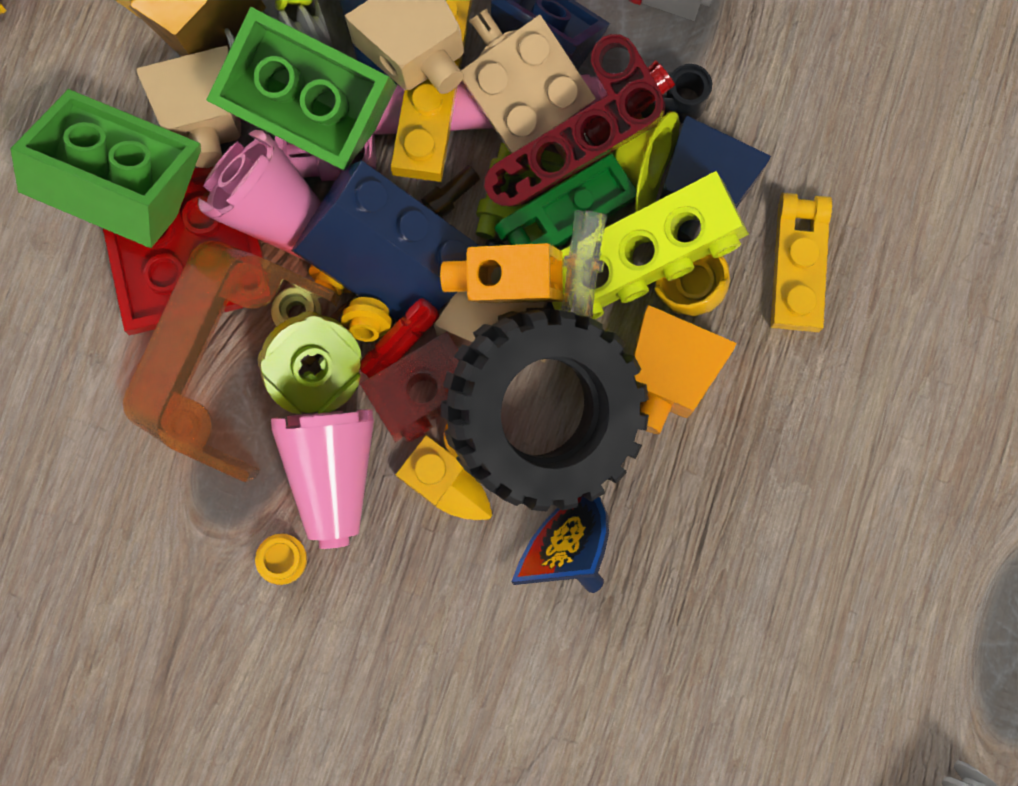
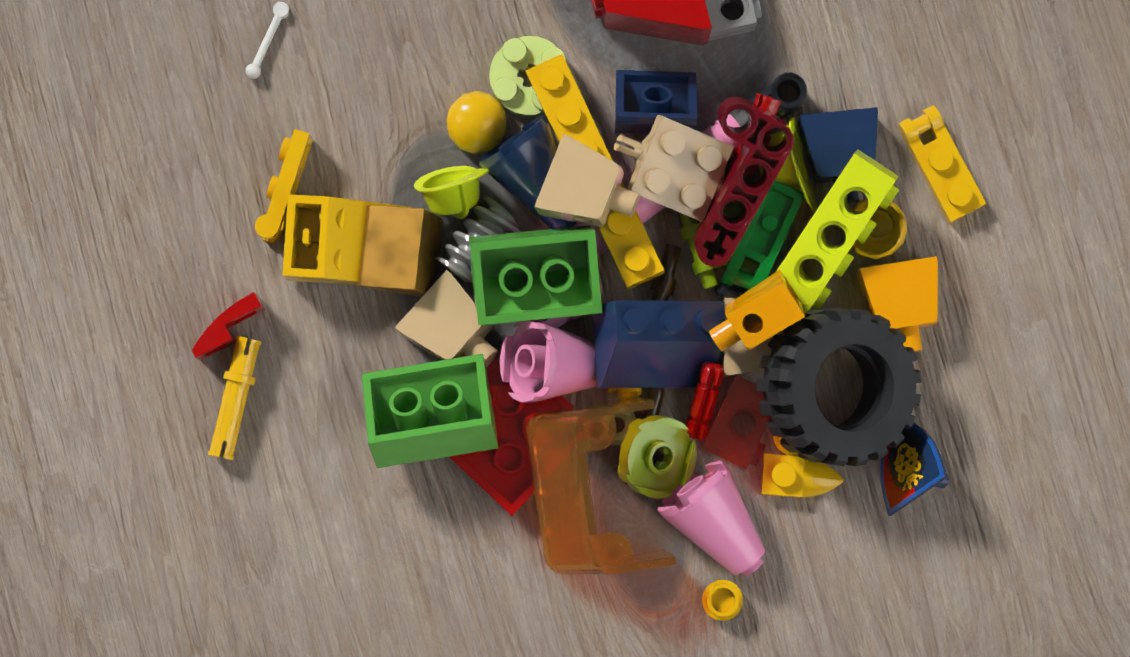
camera: 30 degrees left, 5 degrees up
(366, 319) = (674, 400): yellow plate -> none
(583, 263) = (802, 271): clear pin -> none

